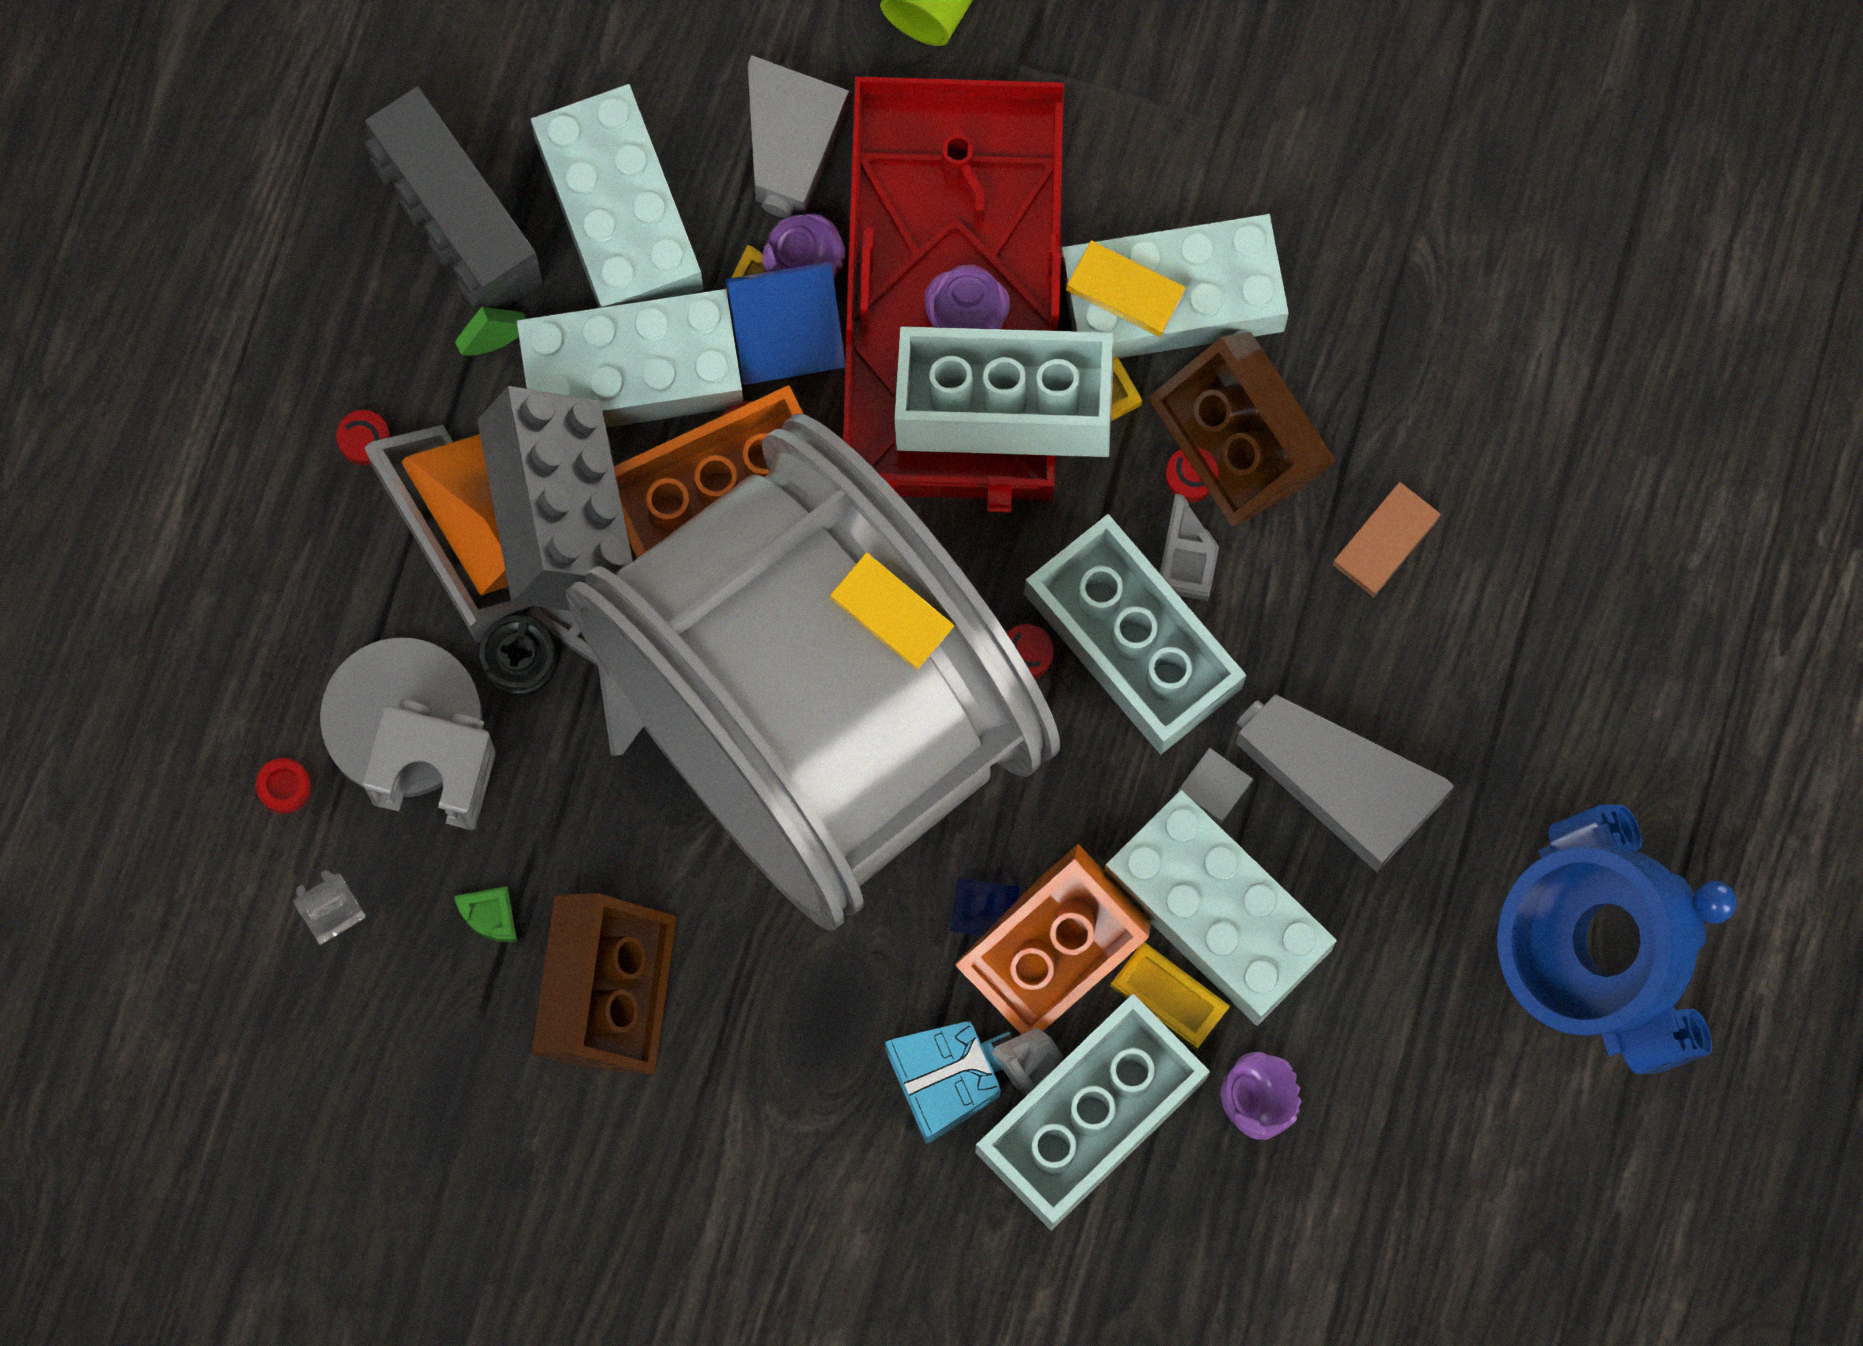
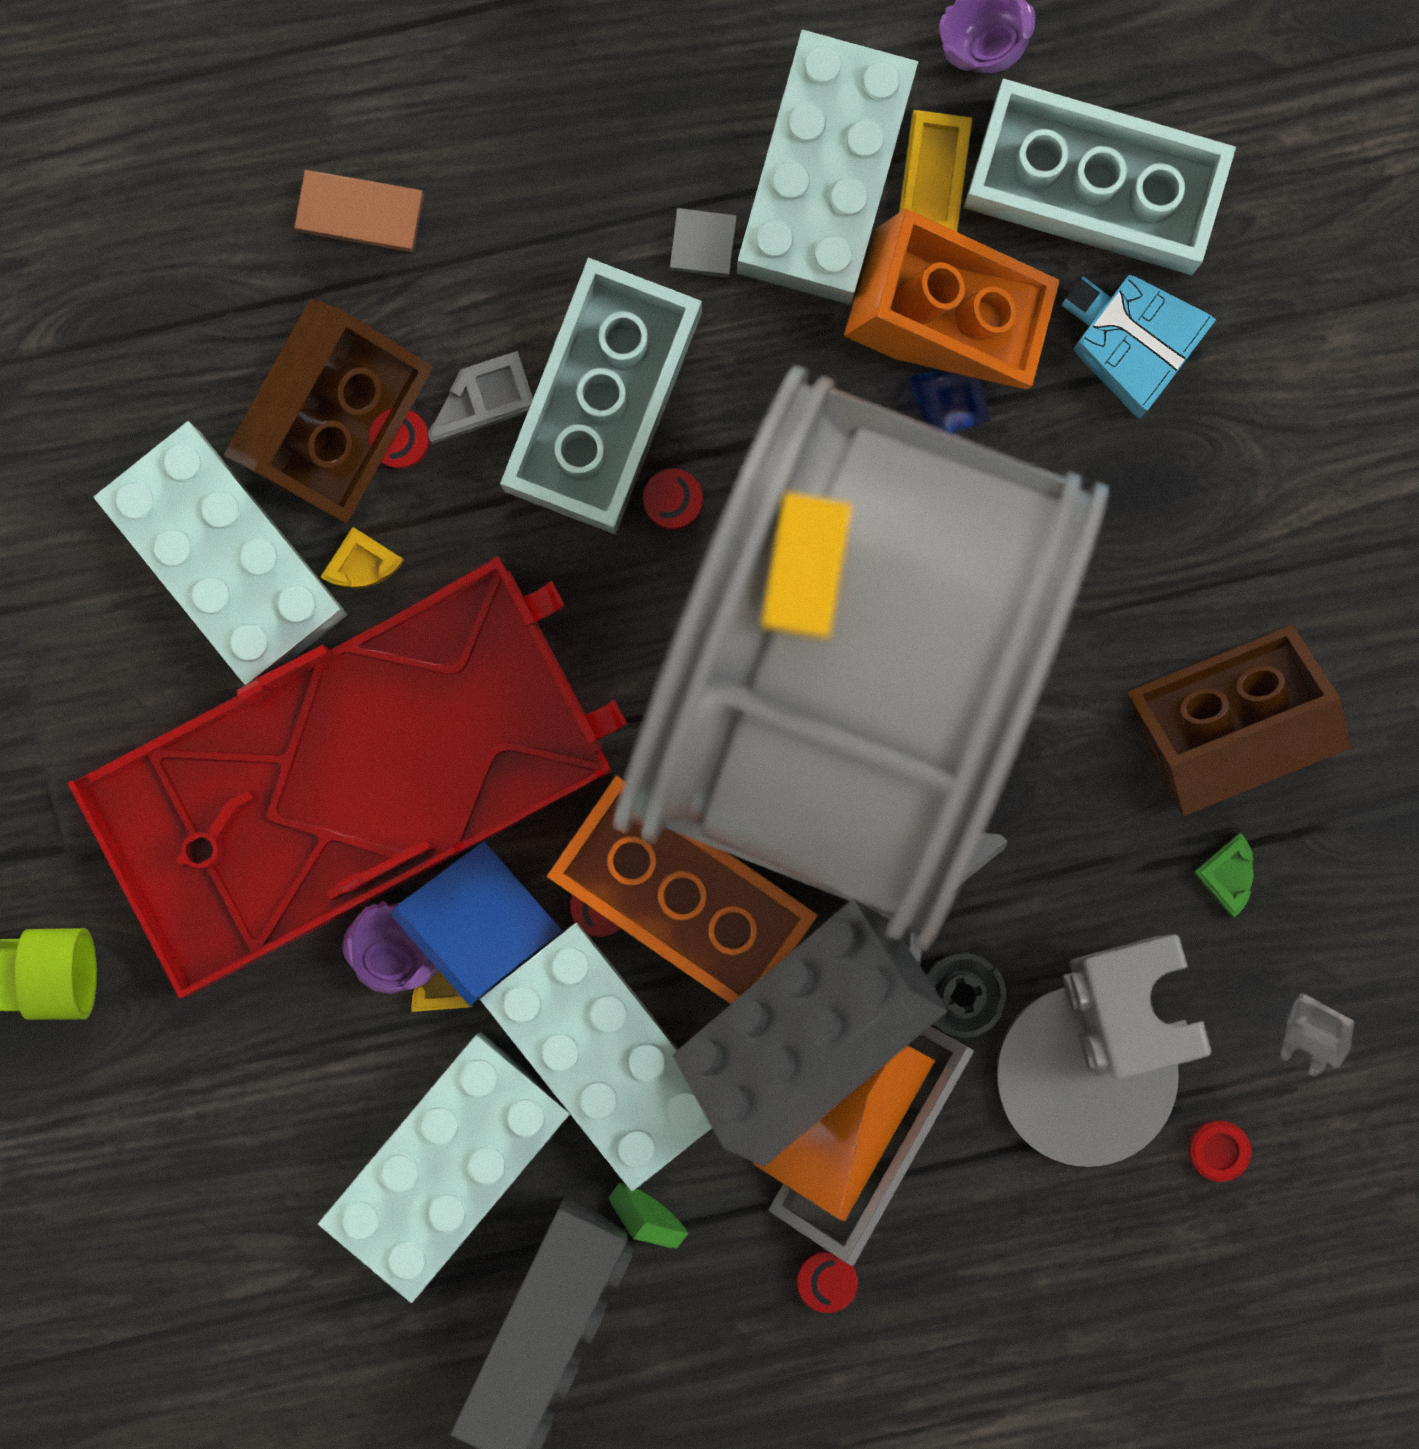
camera: 120 degrees left, 10 degrees up
(792, 134) = (273, 1032): light grey slope -> none
(966, 299) = (357, 750): medium lavender hair -> none
(1004, 391) = (430, 655): light aqua brick -> none
(1028, 1059) = (1081, 265): light grey tile -> none
(1125, 288) = (257, 592): yellow tile -> none
(1343, 779) = (631, 108): light grey slope -> none

